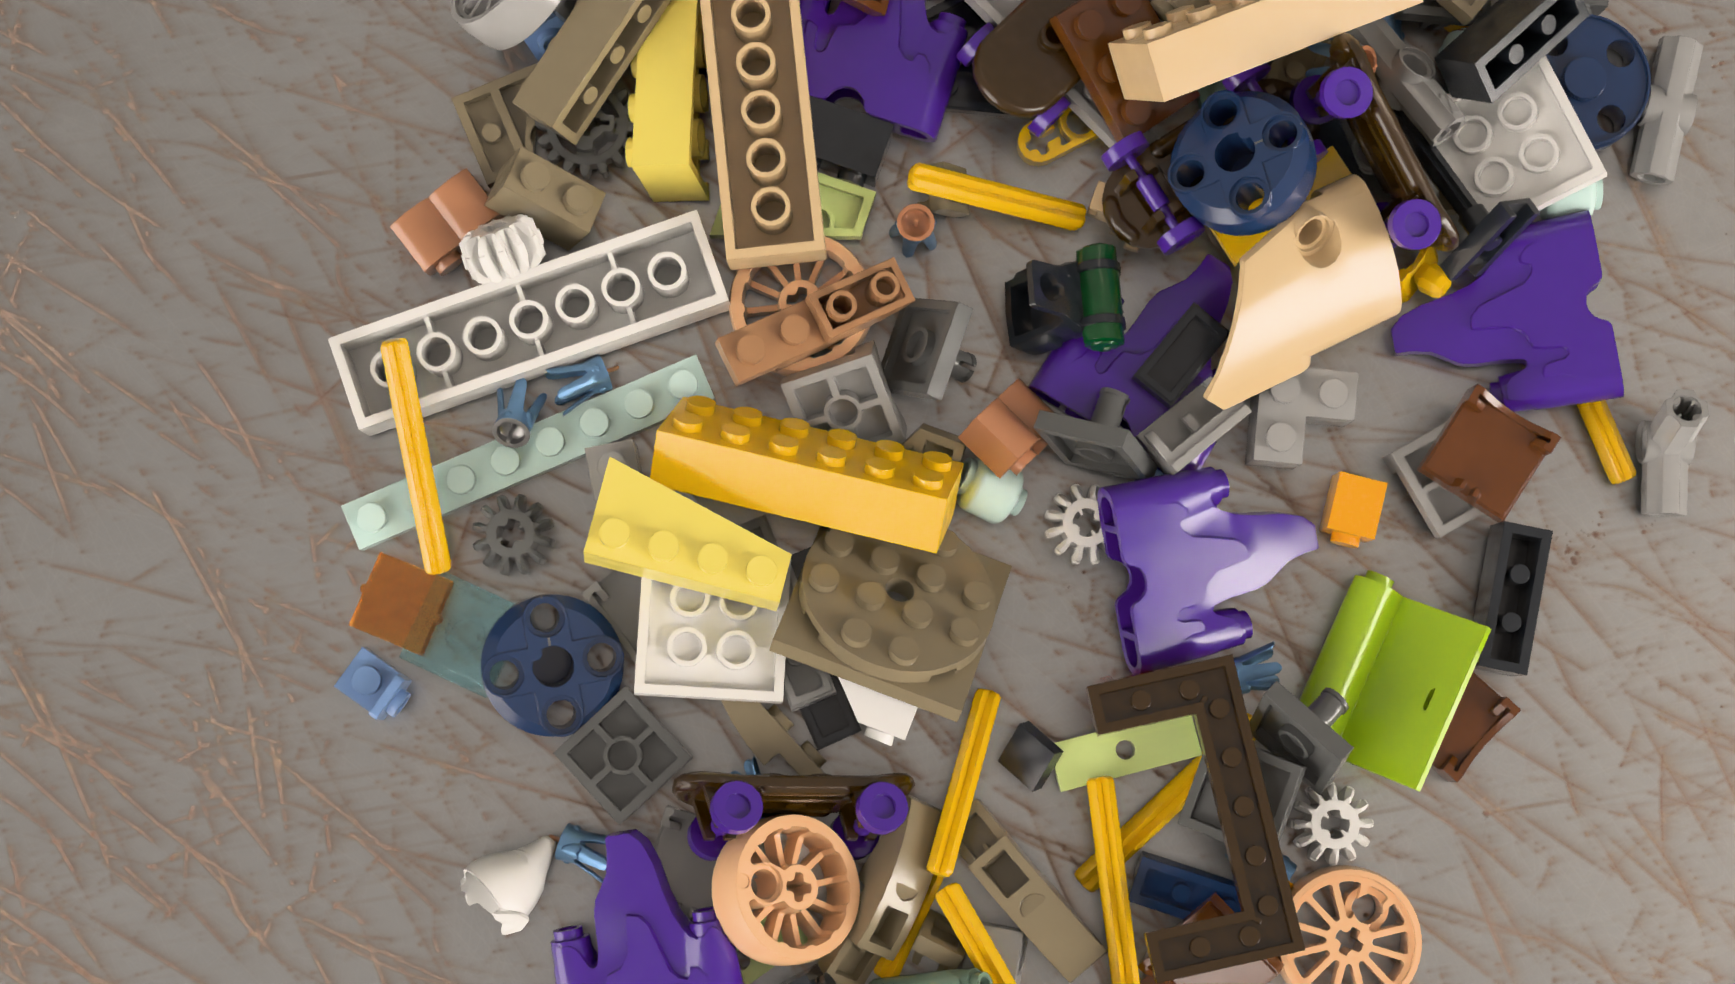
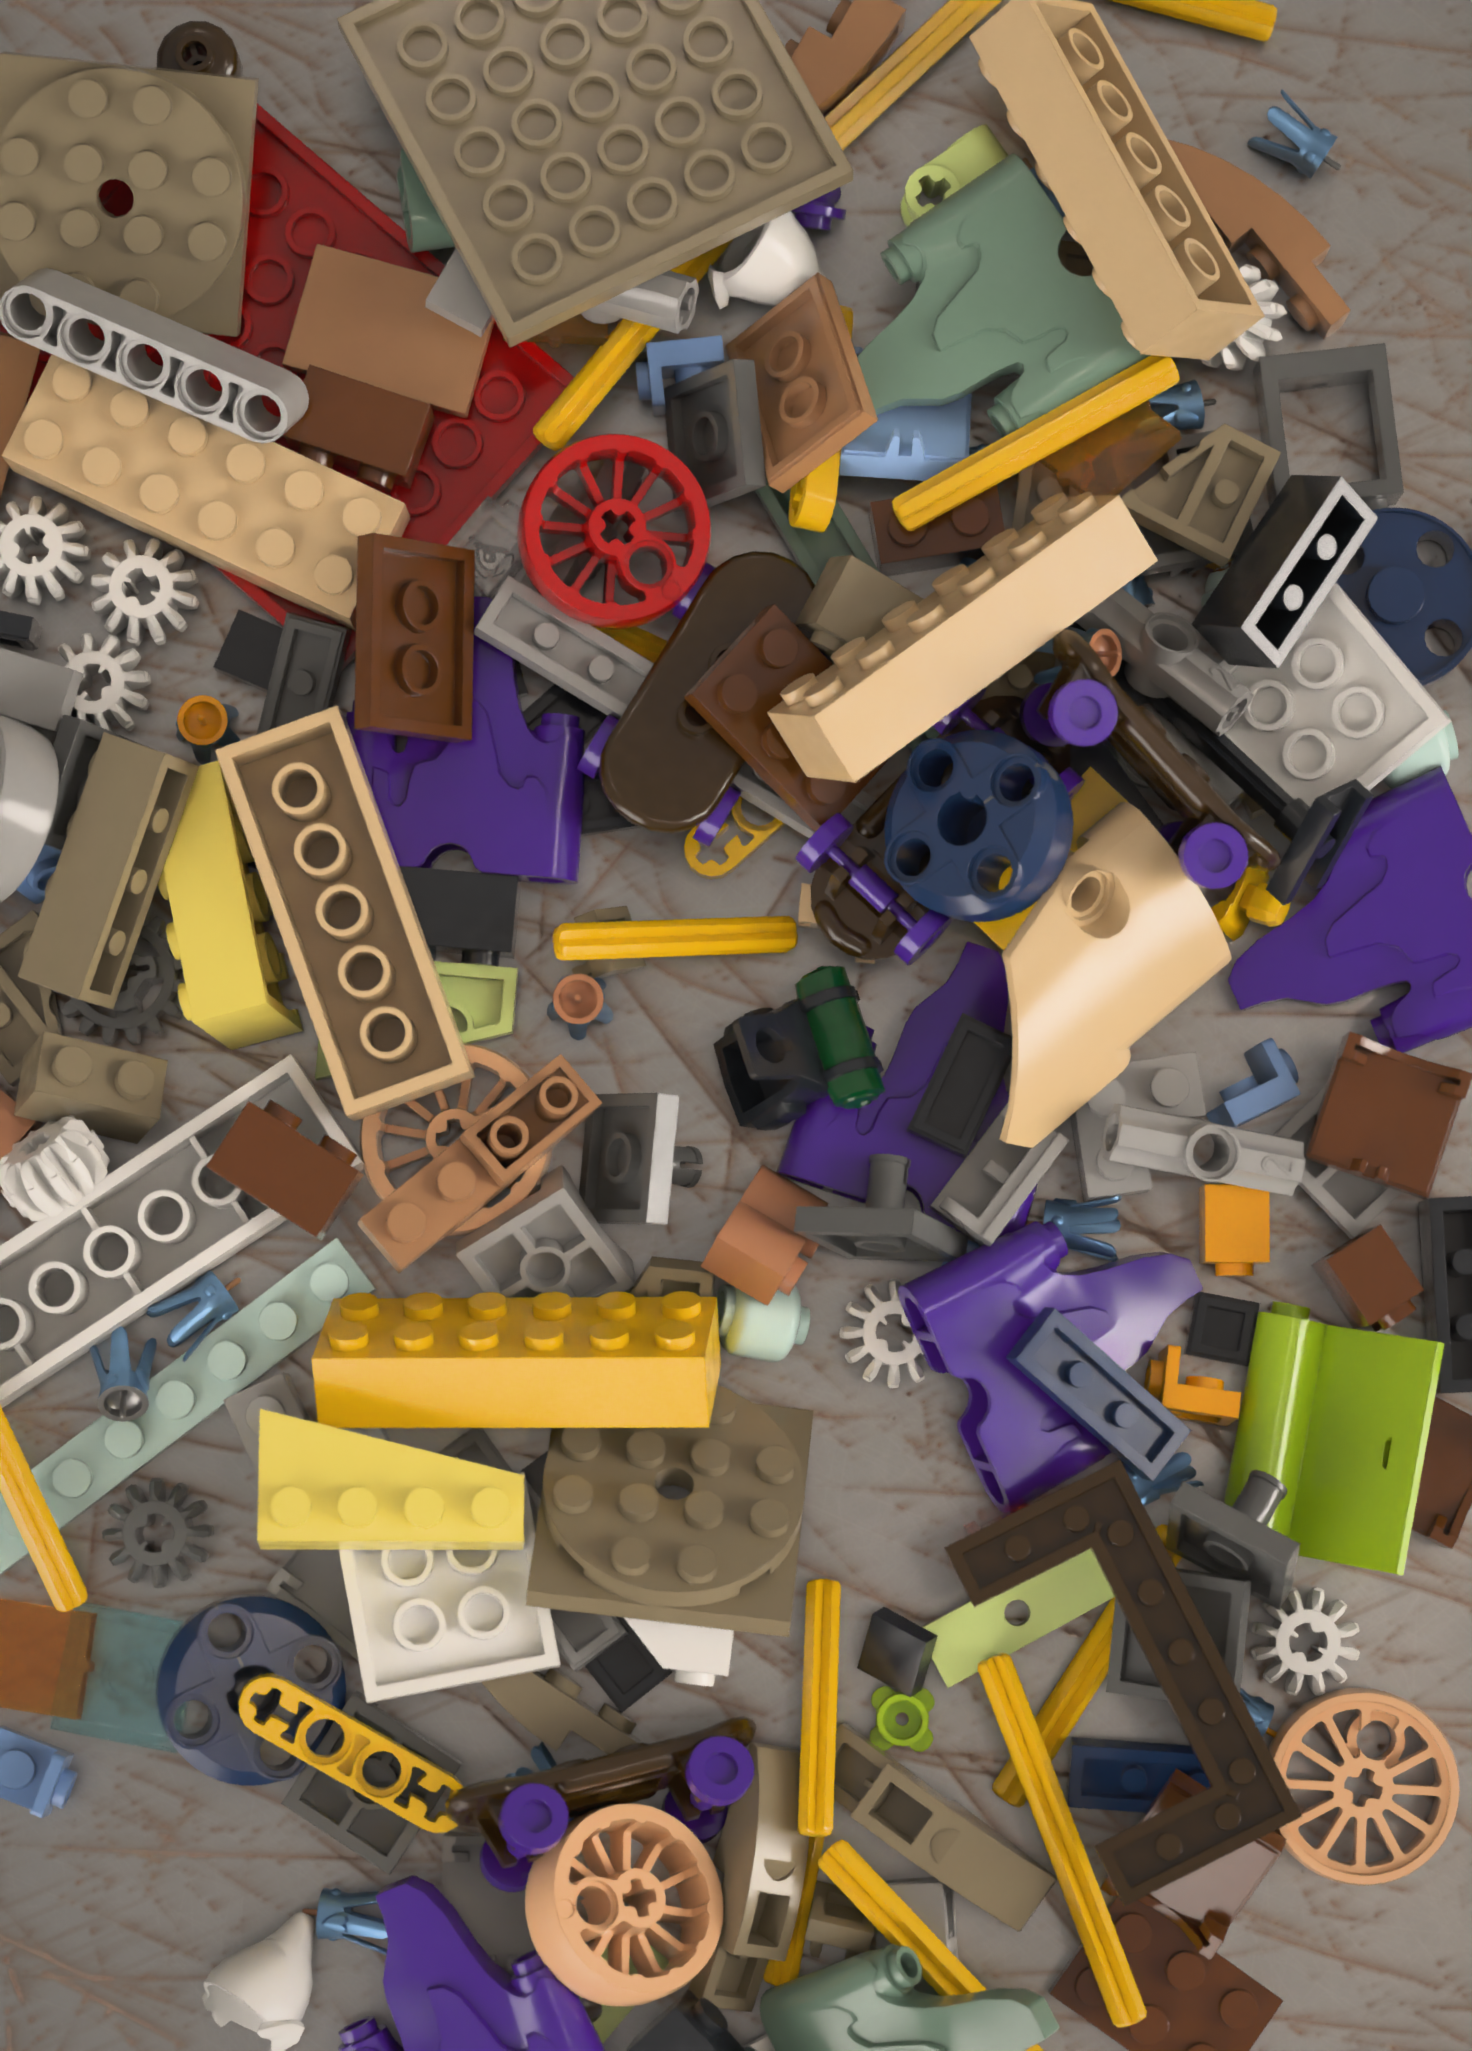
camera: 10 degrees left, 0 degrees up
(610, 733) = (348, 1760): none -> yellow beam
(673, 289) = (287, 1169): none -> reddish brown brick
(1009, 813) = (914, 1732): none -> lime plate
(1227, 602) = (1098, 1393): none -> plate
(1244, 478) = (1082, 1218): none -> flat silver piece
(1293, 627) = (1198, 1399): none -> light orange bracket
(1324, 581) = (1221, 1328): none -> black tile
(1372, 454) = (1168, 1141): none -> light grey piece
(1400, 415) = (1267, 1089): none -> medium blue bracket
(1445, 571) = (1369, 1280): none -> reddish brown brick

